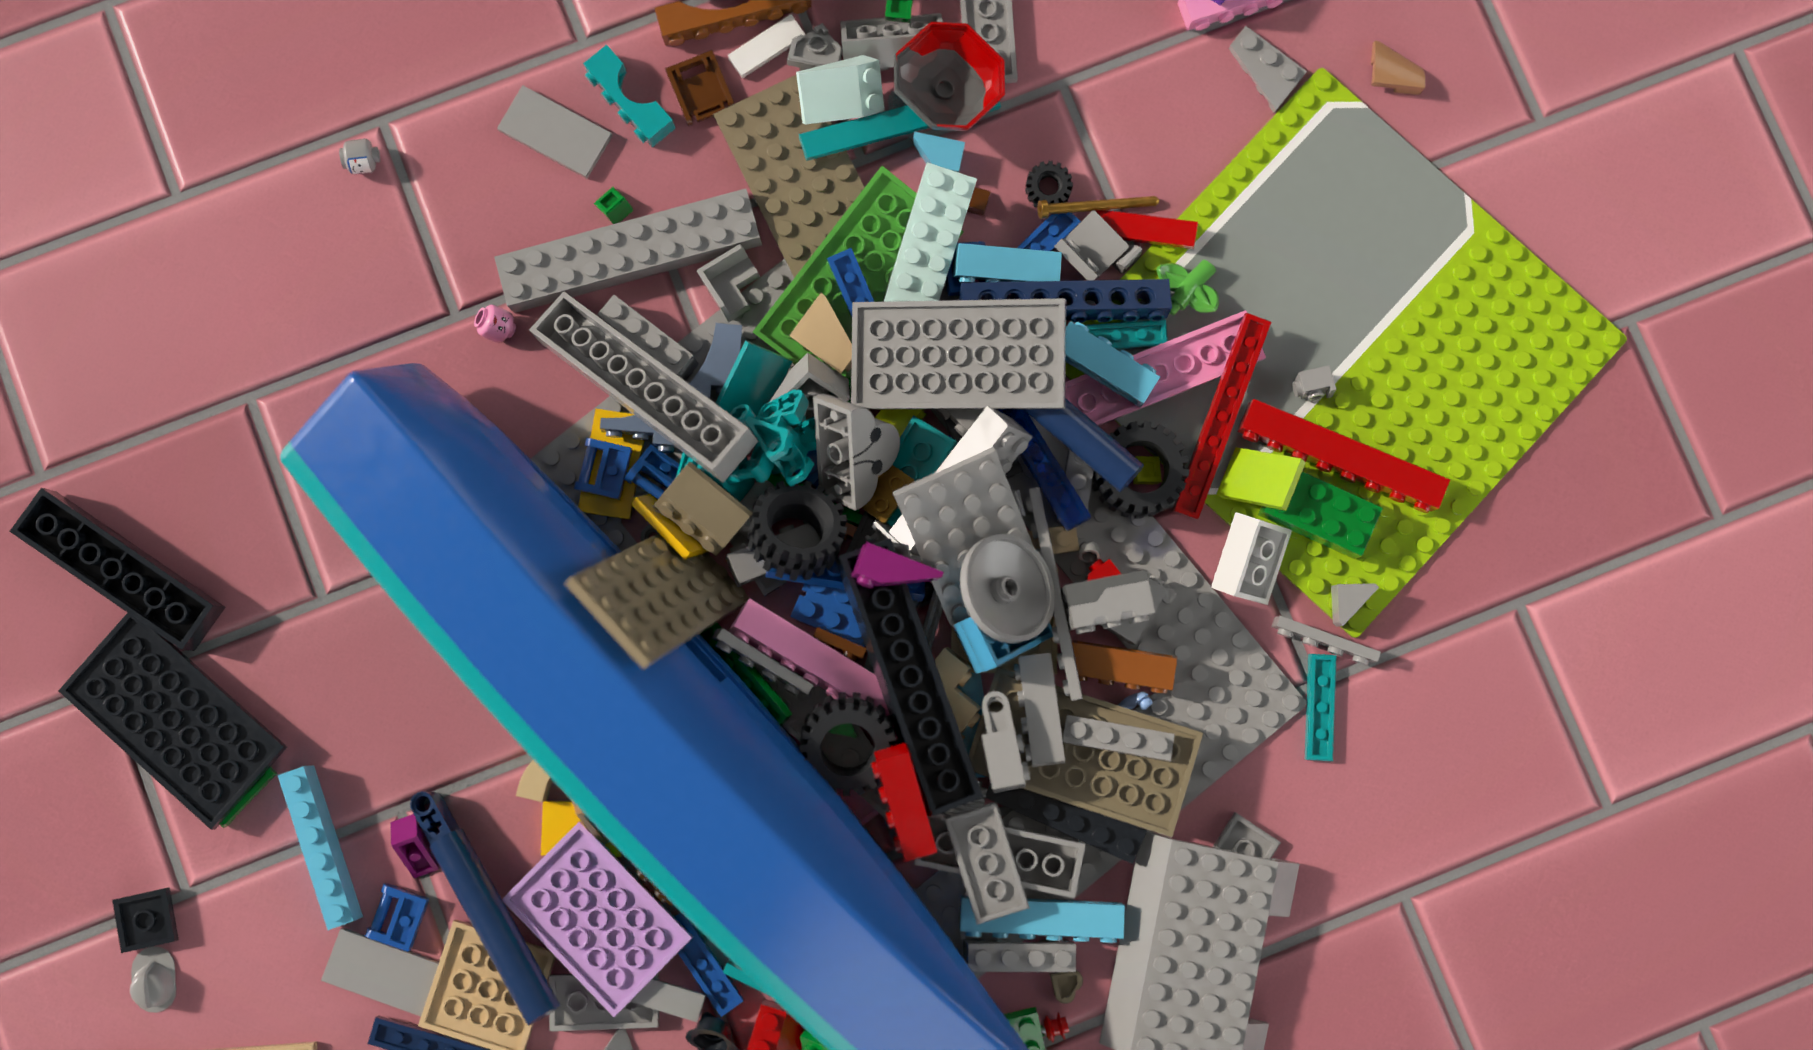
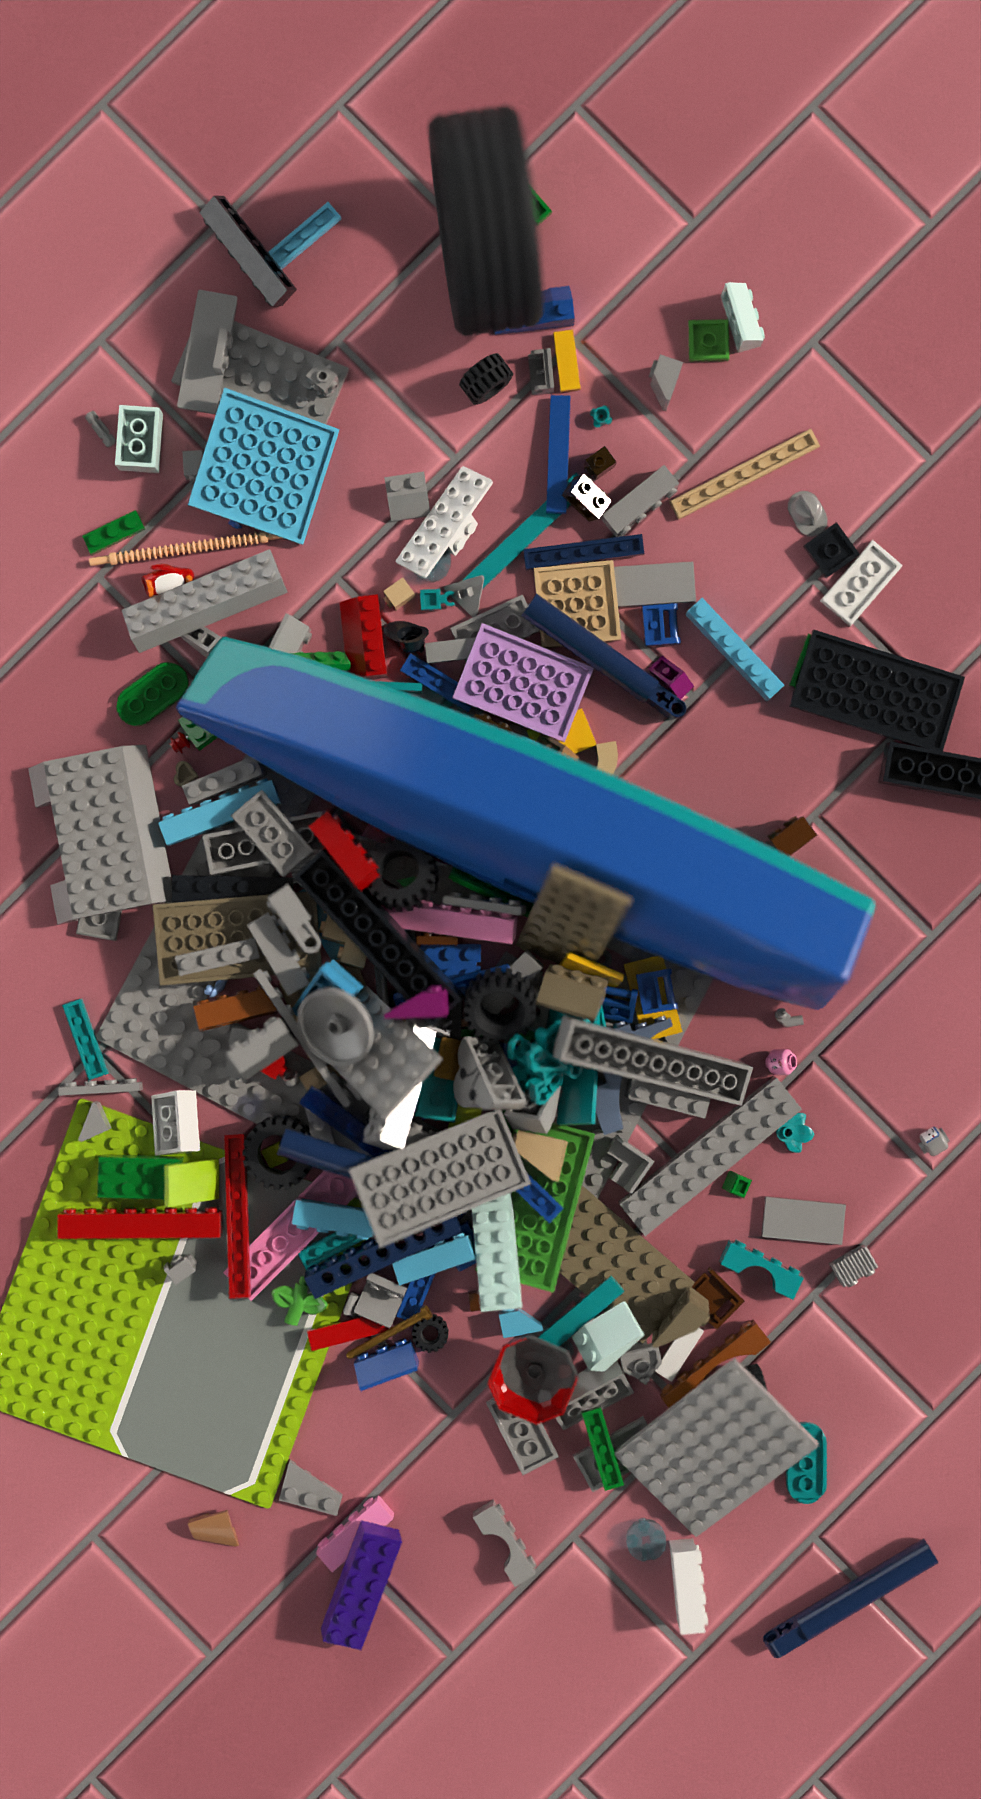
camera: 155 degrees right, 5 degrees up
(129, 862) = (861, 583): none -> white tile
(351, 586) = (792, 837): none -> reddish brown brick
(466, 369) = (786, 1020): none -> light grey arm
(516, 233) = (797, 1134): none -> teal plate
(519, 55) = (853, 1266): none -> light grey brick
(743, 75) = (683, 1318): none -> dark tan slope
(1116, 169) = (386, 1364): none -> blue slope

